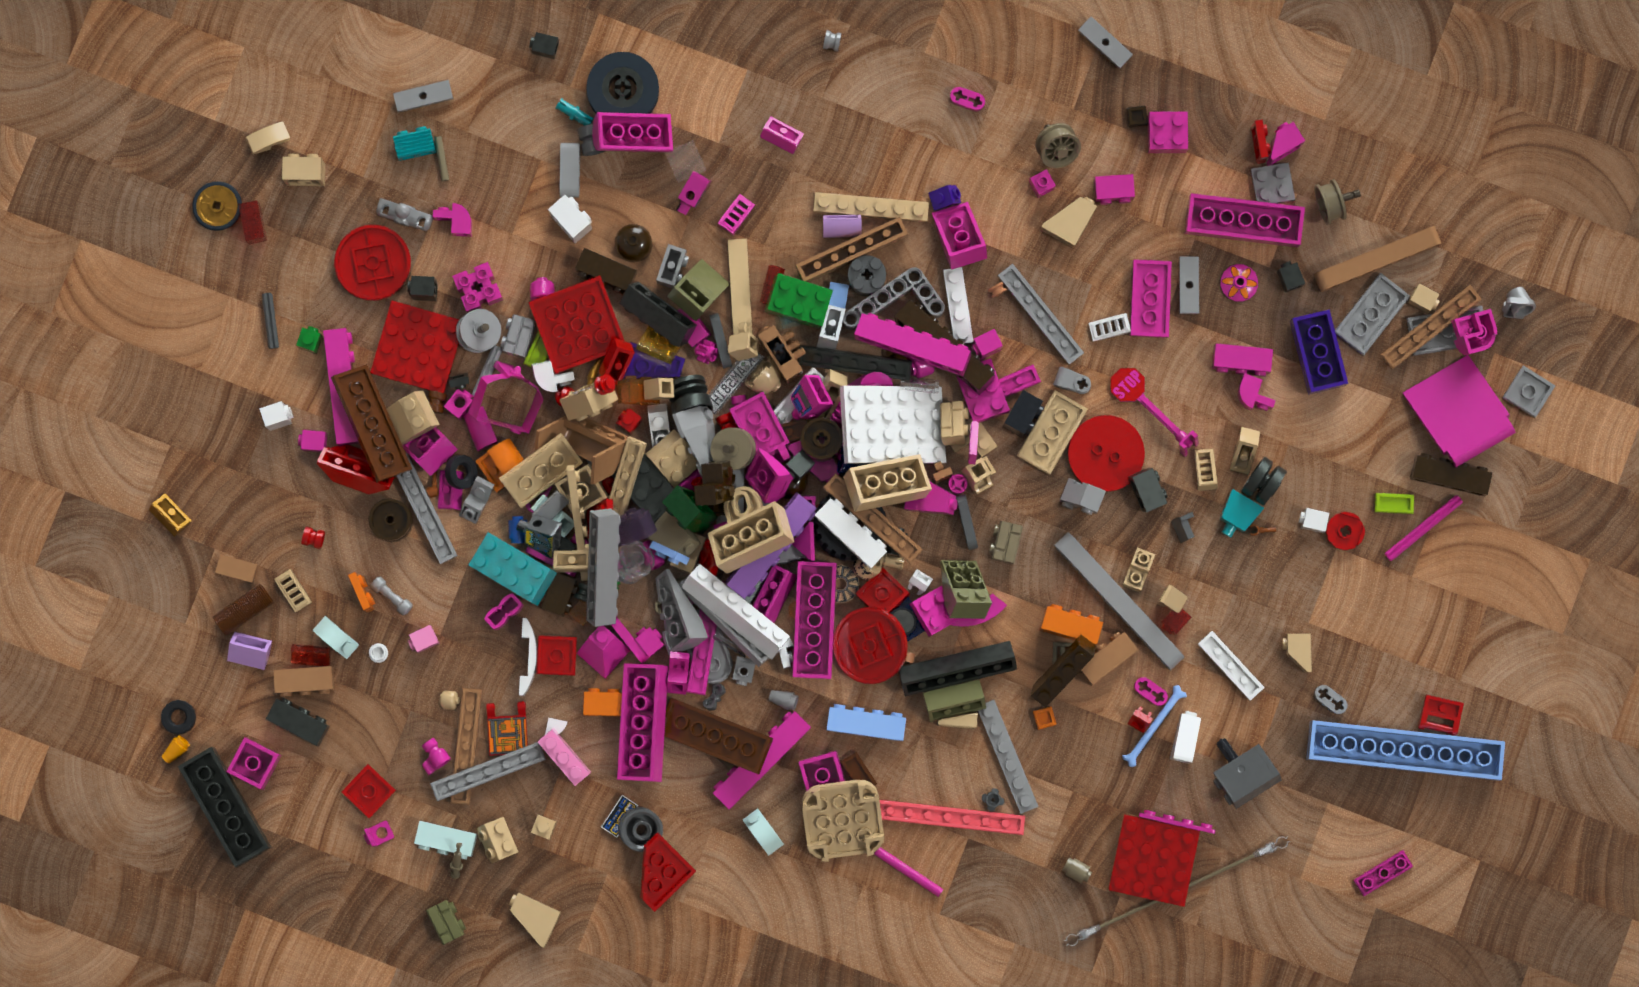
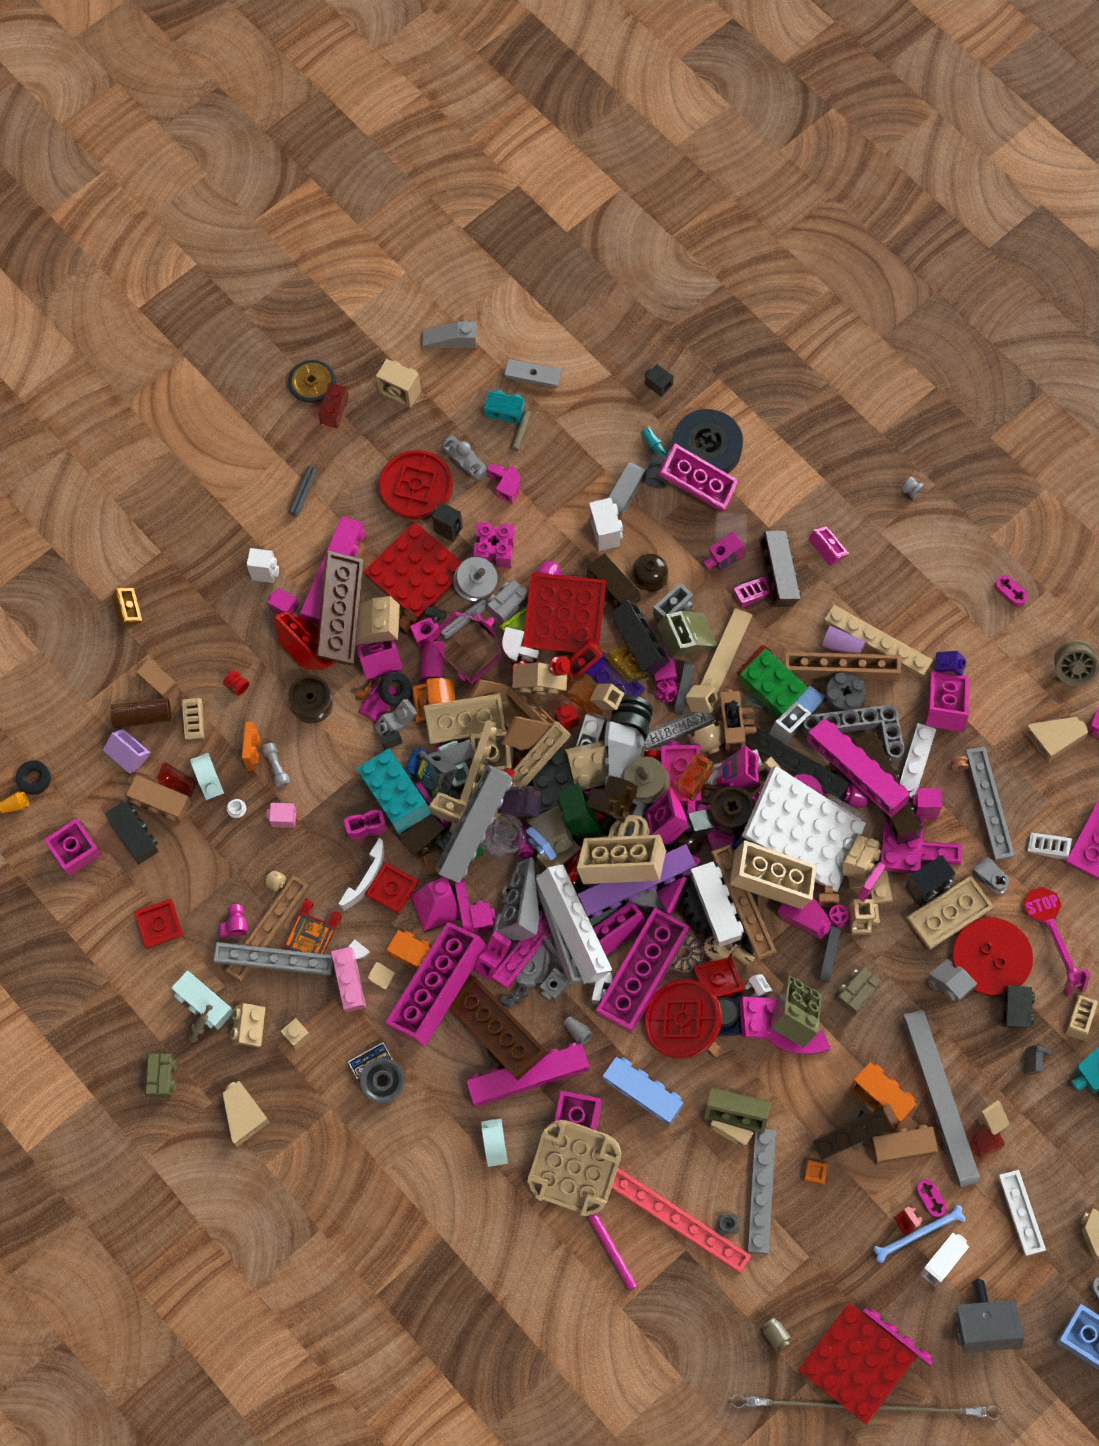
camera: 35 degrees right, 15 degrees down
(224, 807) = (25, 872): pearl dark grey brick -> none
(267, 137) = (384, 345): tan slope -> none
(309, 339) = (326, 520): green brick -> none
(324, 95) = (451, 336): none -> light grey slope
(372, 838) = (138, 964): dark pink bracket -> none
(427, 515) = (345, 711): light grey plate -> none
(483, 521) = (391, 740): none -> pearl dark grey tile
(588, 738) = (380, 976): none -> tan slope
(662, 872) = (381, 1130): red plate -> none
(750, 182) = (779, 568): none -> brick
(775, 427) = (694, 777): none -> clear orange brick
(856, 769) = (612, 1126): reddish brown tile -> none
(957, 668) = (755, 1082): pearl dark grey brick -> none
(1042, 183) = (1045, 691): dark pink brick -> none
(1138, 570) = (973, 1078): tan slope -> none

